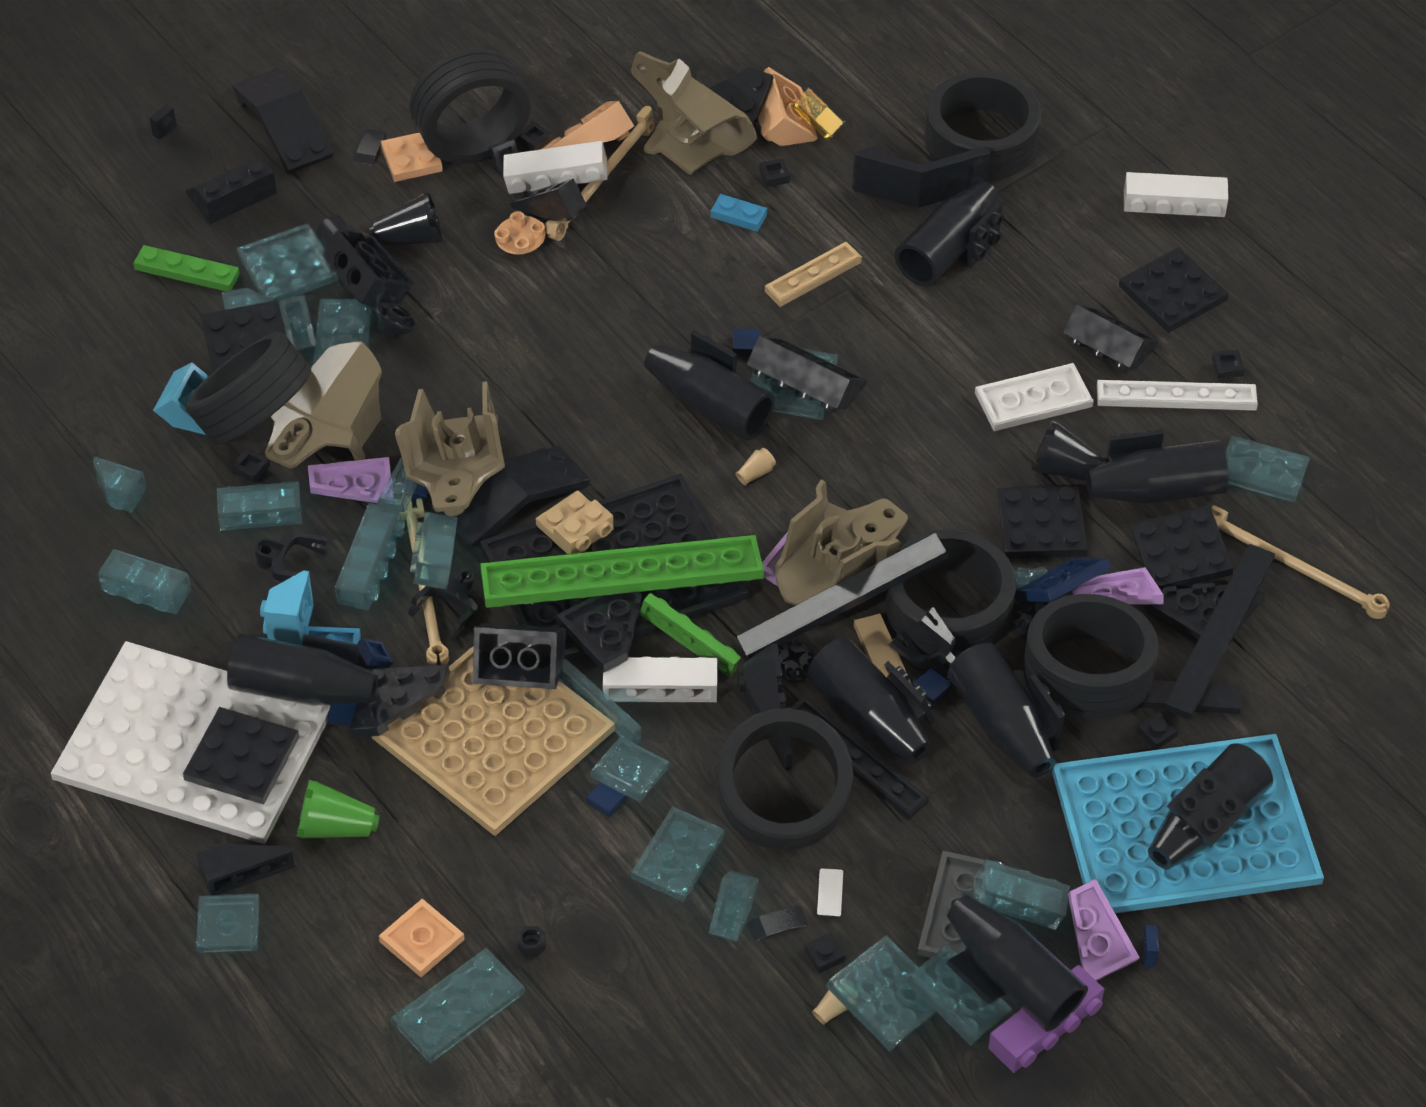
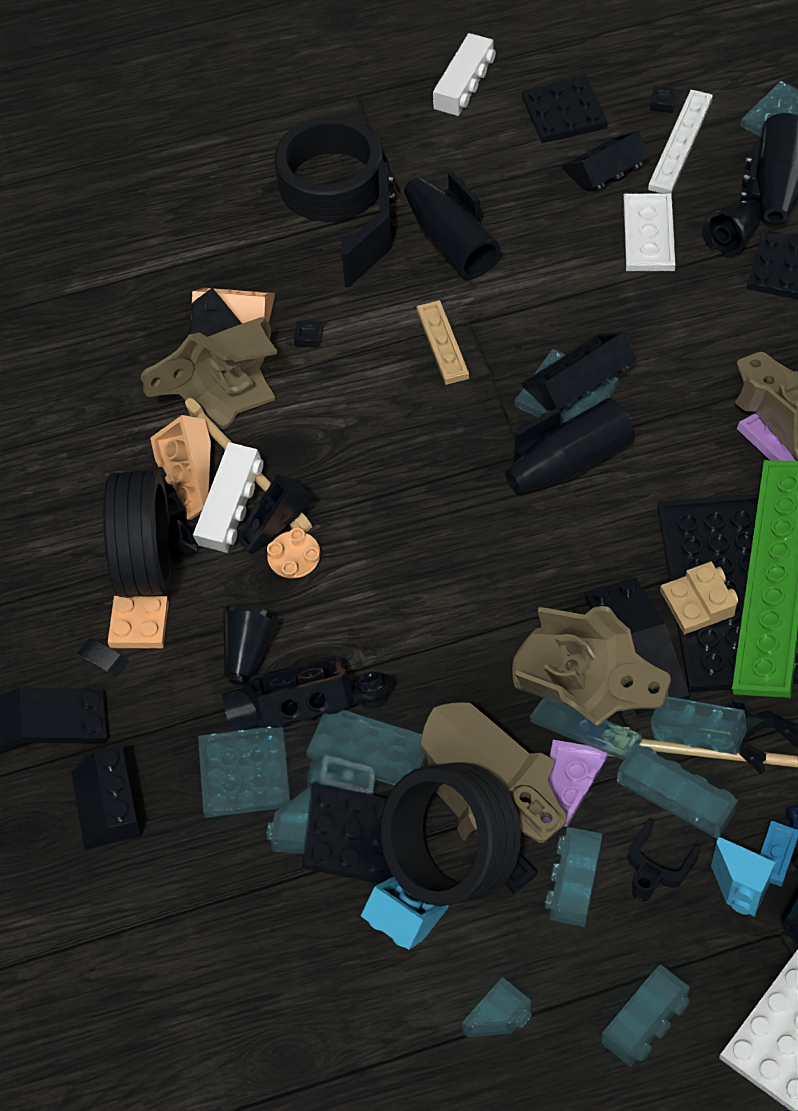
camera: 65 degrees left, 5 degrees up
(186, 268) = (201, 873): bright green plate -> none
(738, 212) = (341, 375): dark azure plate -> none
(744, 341) = (506, 413): dark blue tile -> none
(757, 465) = (664, 443): tan cone -> none
(818, 114) = (254, 279): clear yellow tile -> none

